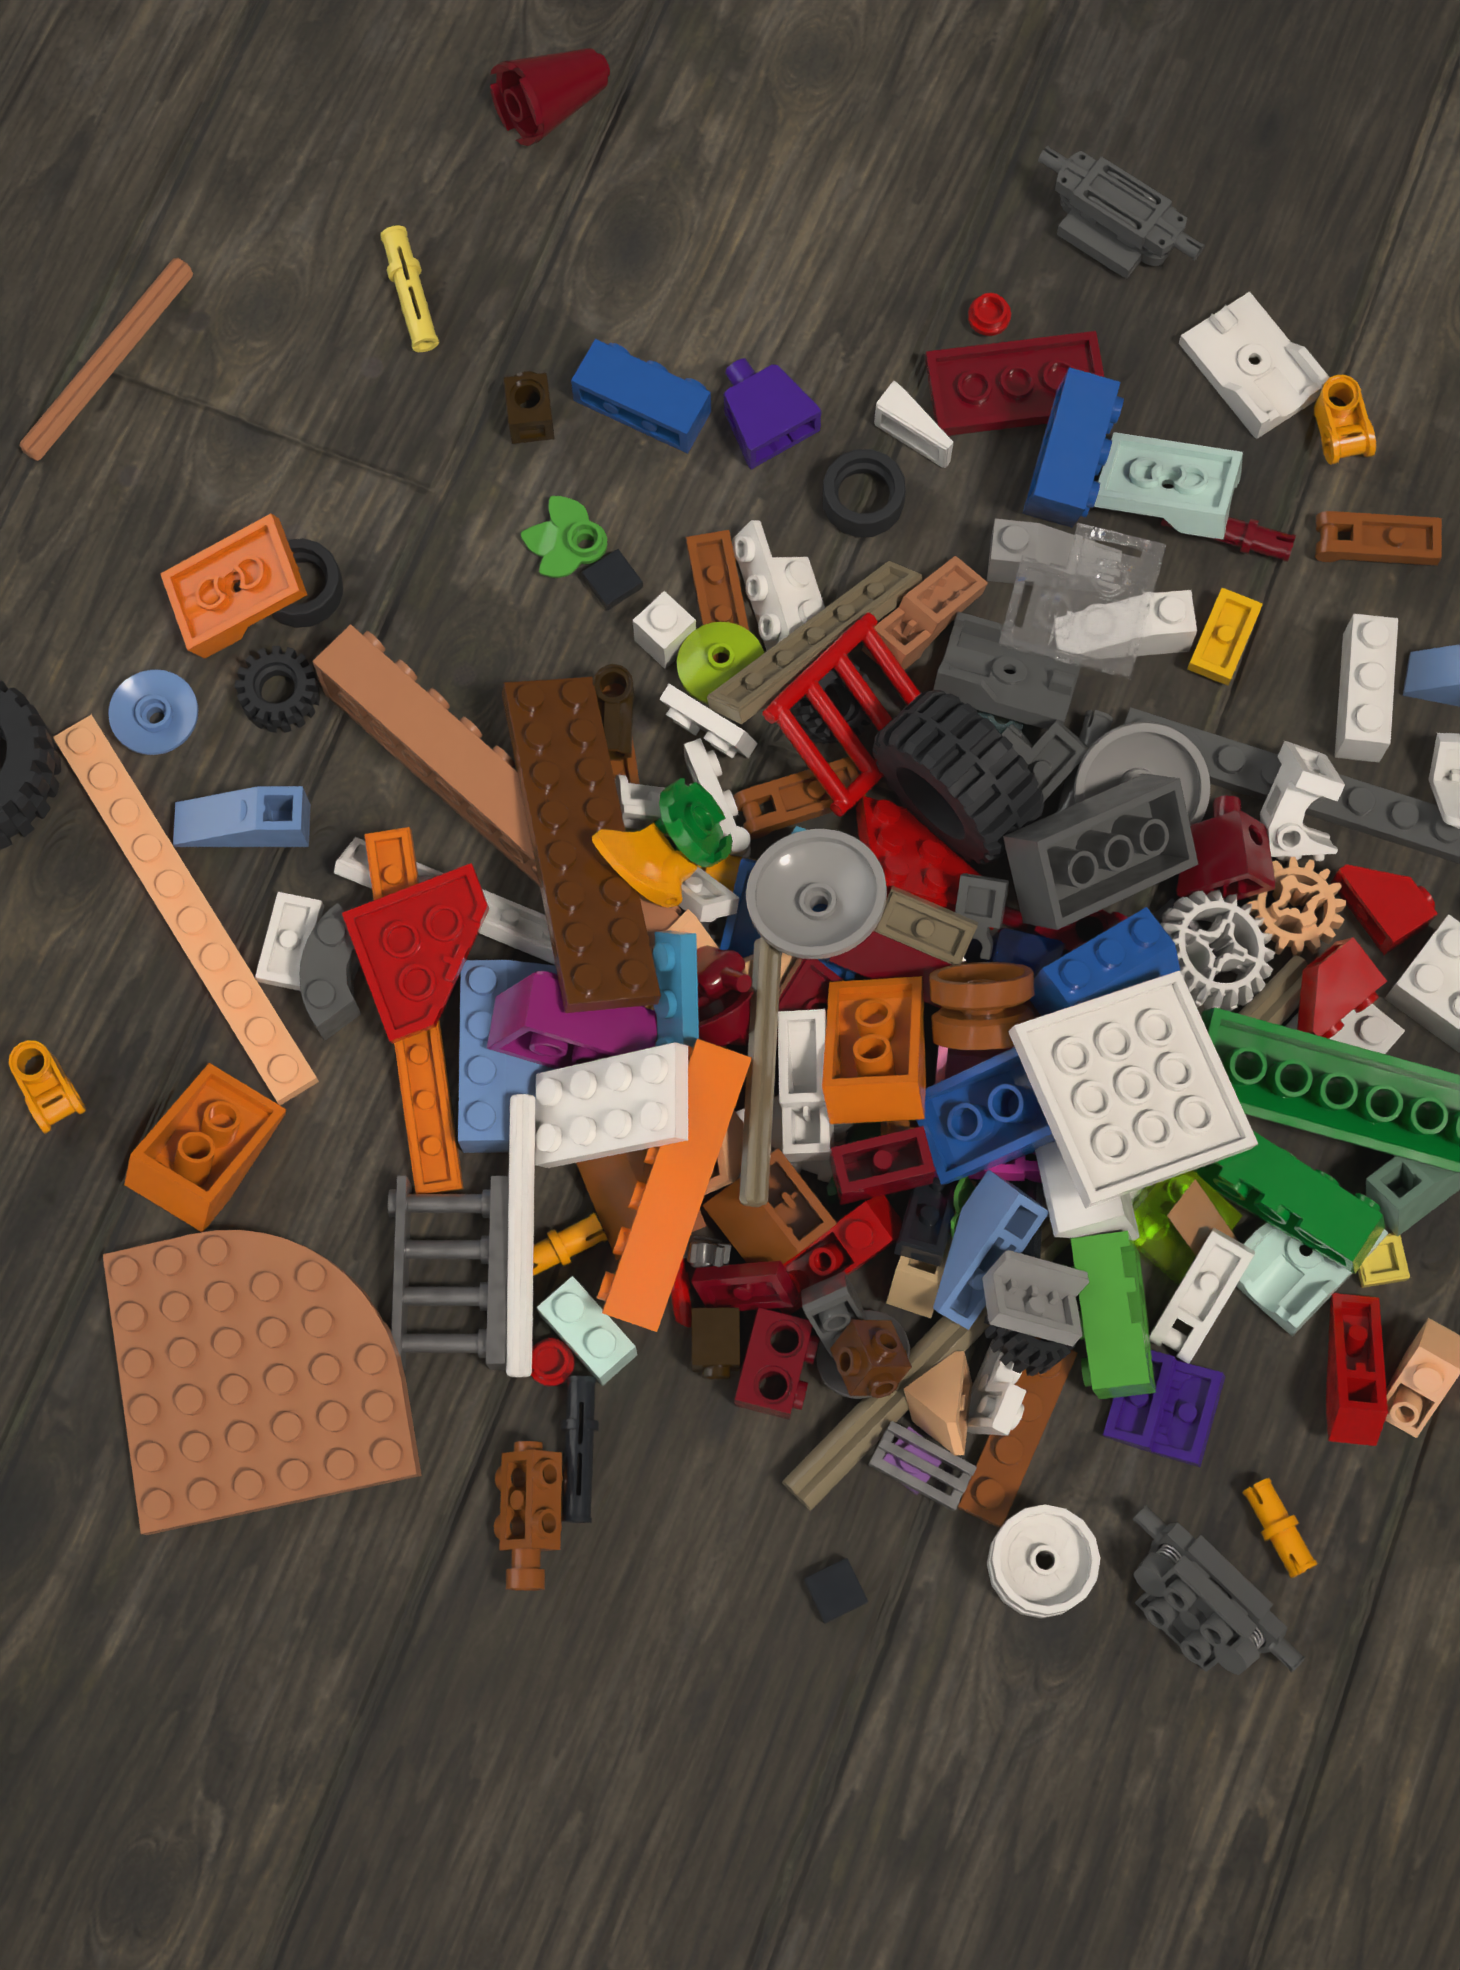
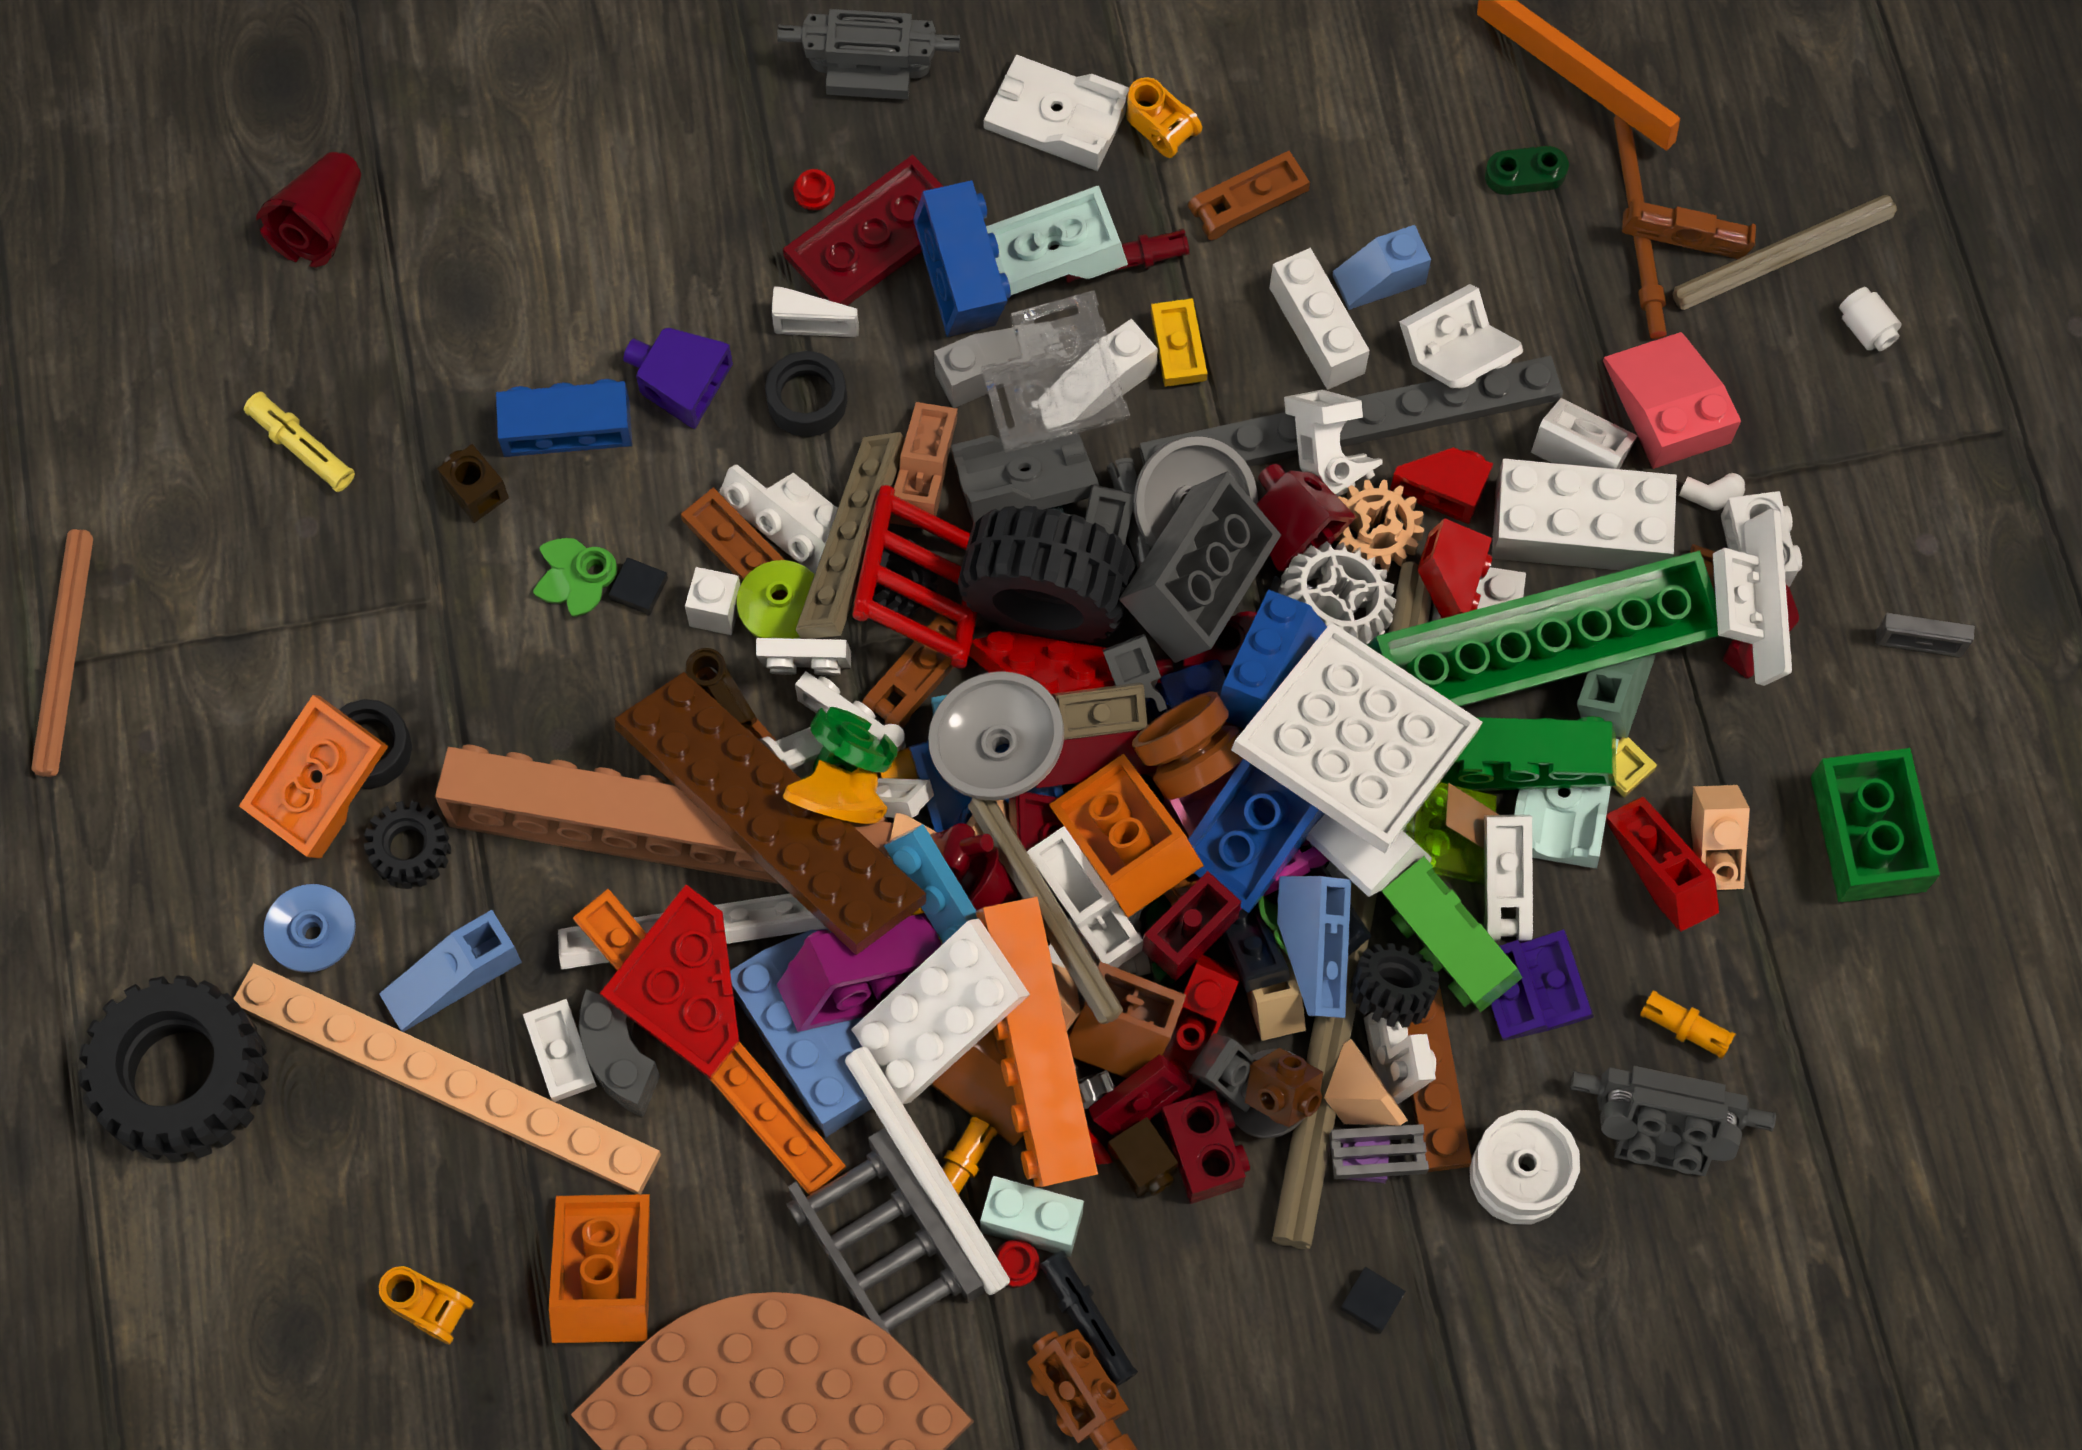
camera: 35 degrees left, 5 degrees down
(1034, 1297) = (1385, 953): light grey bracket -> none

